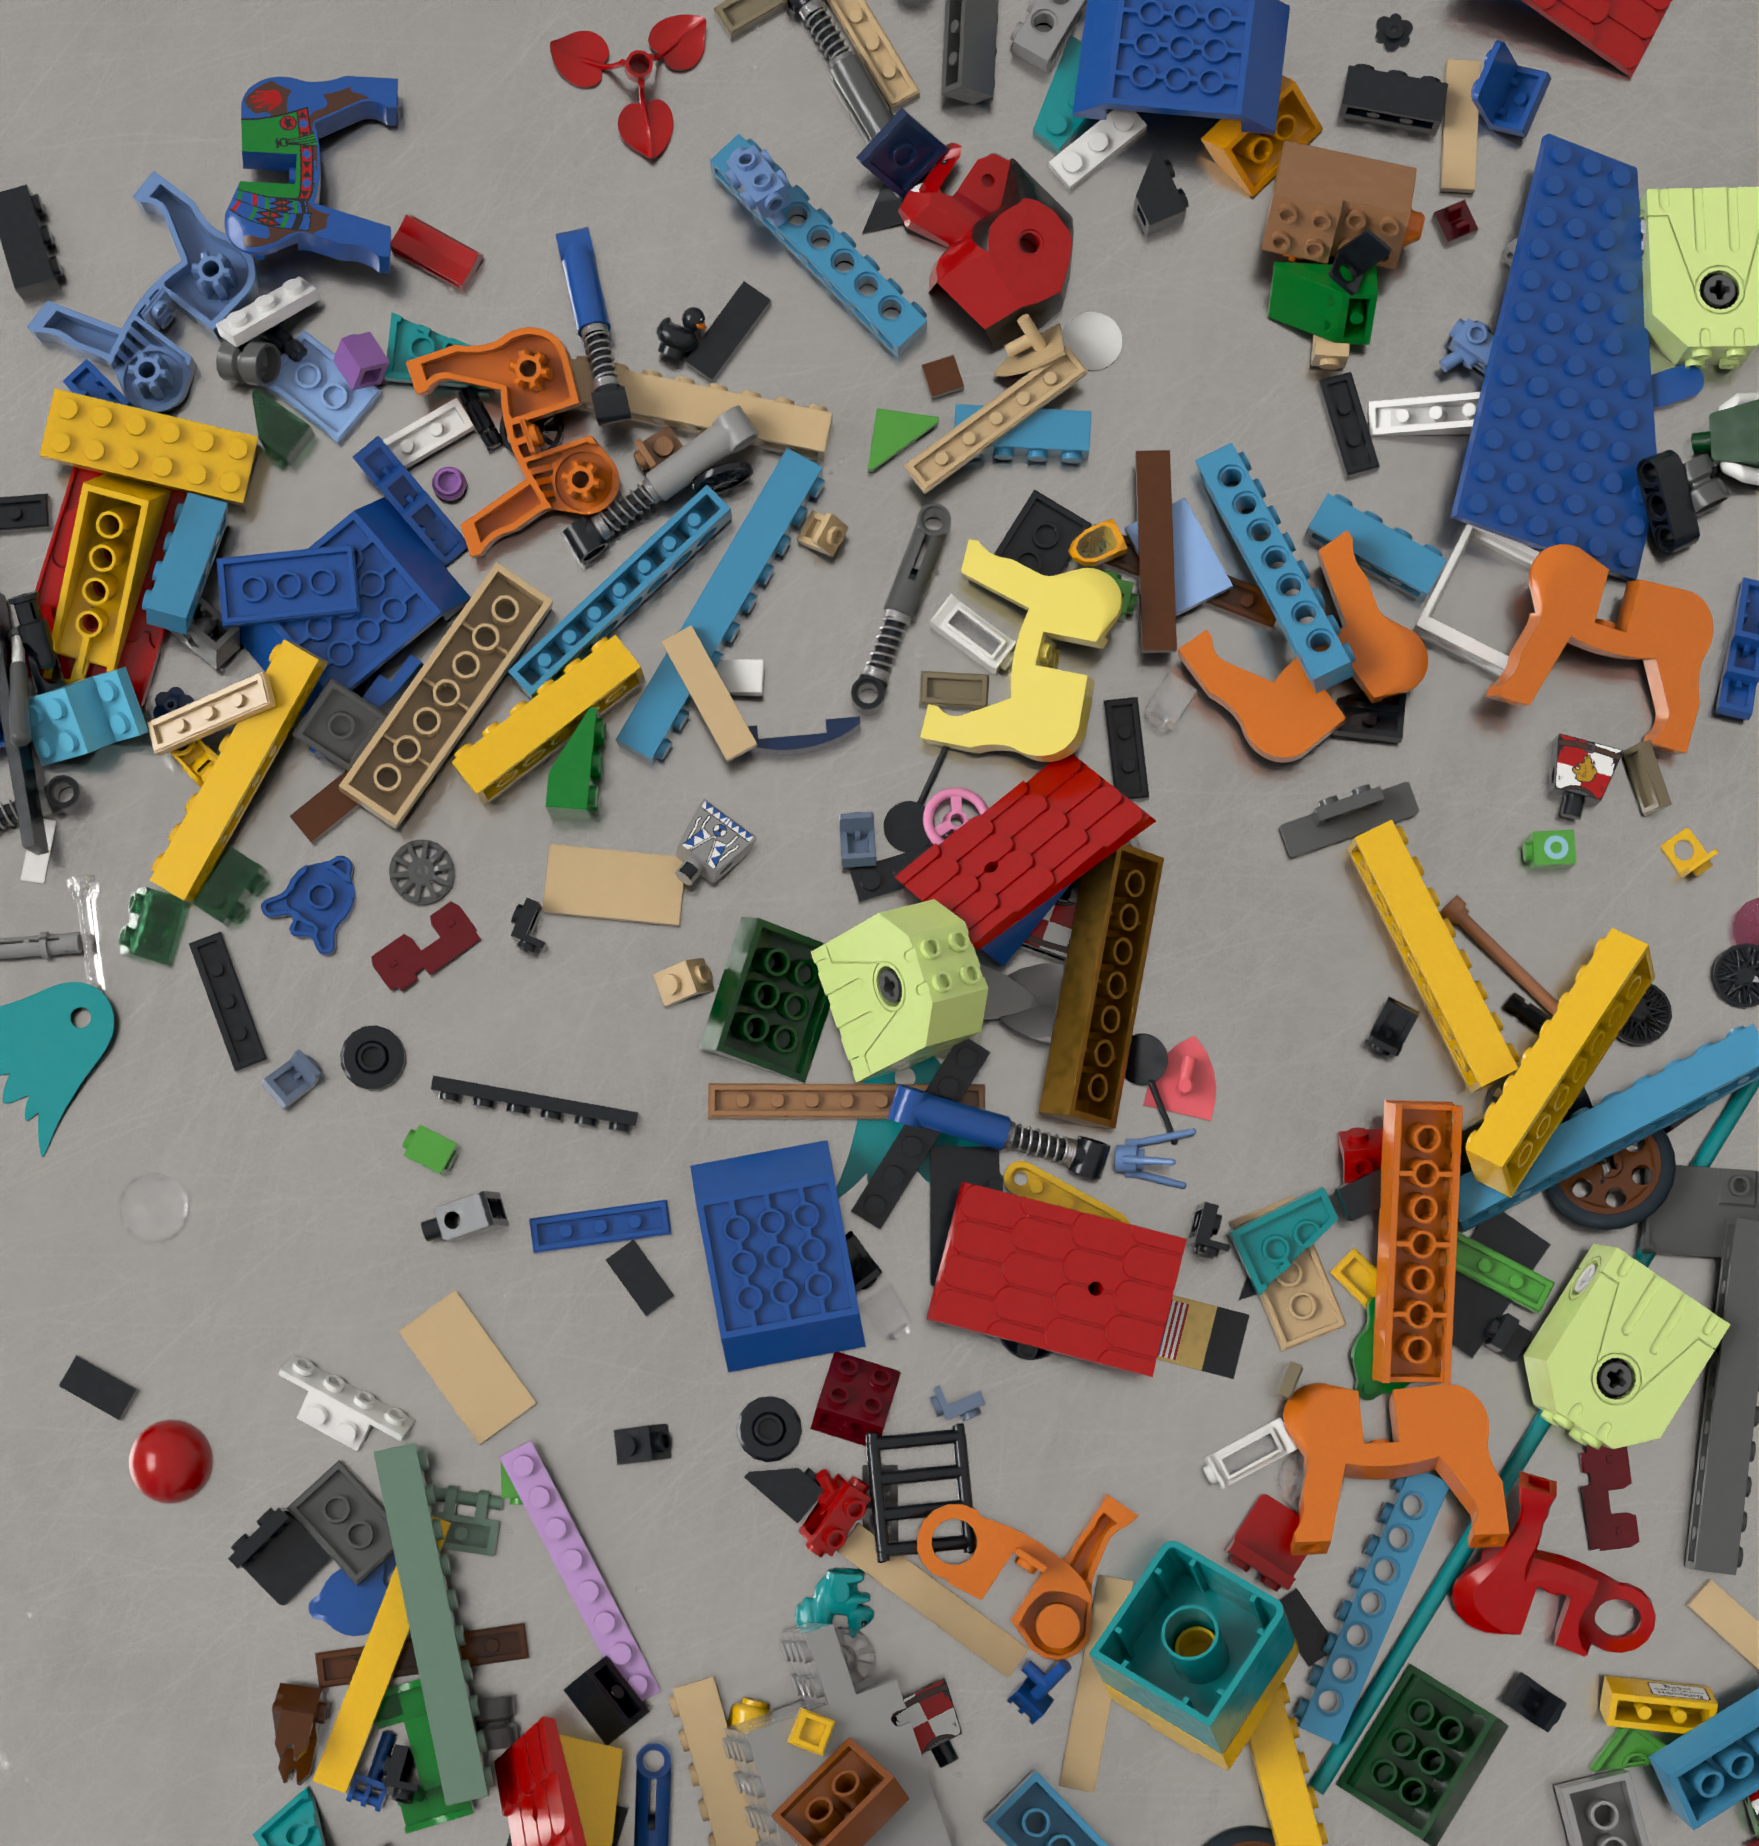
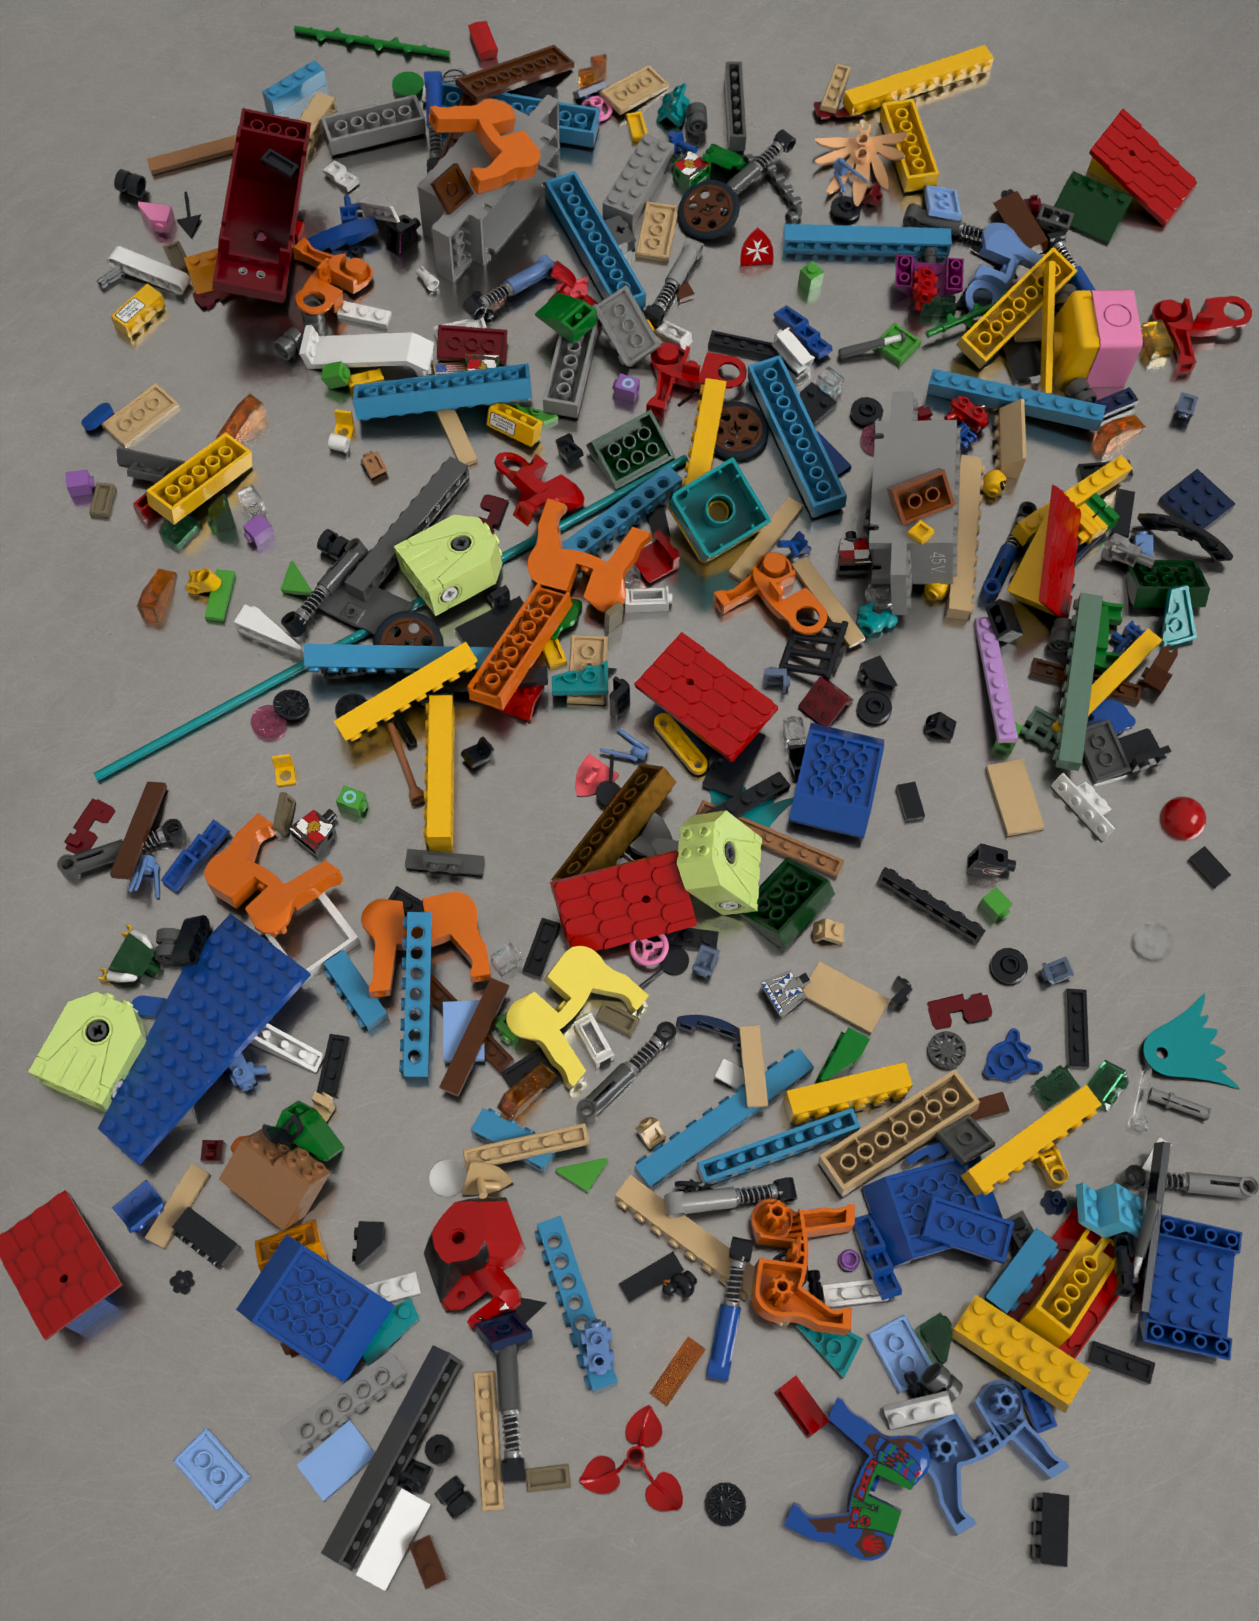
camera: 160 degrees left, 15 degrees down
(211, 713) = (1038, 1173): tan tile -> none
(361, 360) = (874, 1354): medium lavender brick -> none
(397, 1773) = (1118, 630): black bracket -> none
(491, 79) = (725, 1504): none -> black wheel
(600, 1226) = (921, 834): blue tile -> none
(631, 221) = (677, 1371): none -> clear orange slope
(656, 448) = (721, 1223): medium nougat bracket -> none
(835, 1512) = (857, 652): red brick -> none
(942, 377) = (541, 1194): reddish brown tile -> none
(995, 1130) = (738, 806): piece -> none
(1036, 507) = (526, 1091): none -> clear orange slope
(1098, 544) = (504, 1053): rock -> none
(1203, 1337) = (637, 657): sticker -> none
(1501, 1274) = (484, 621): bright green tile -> none

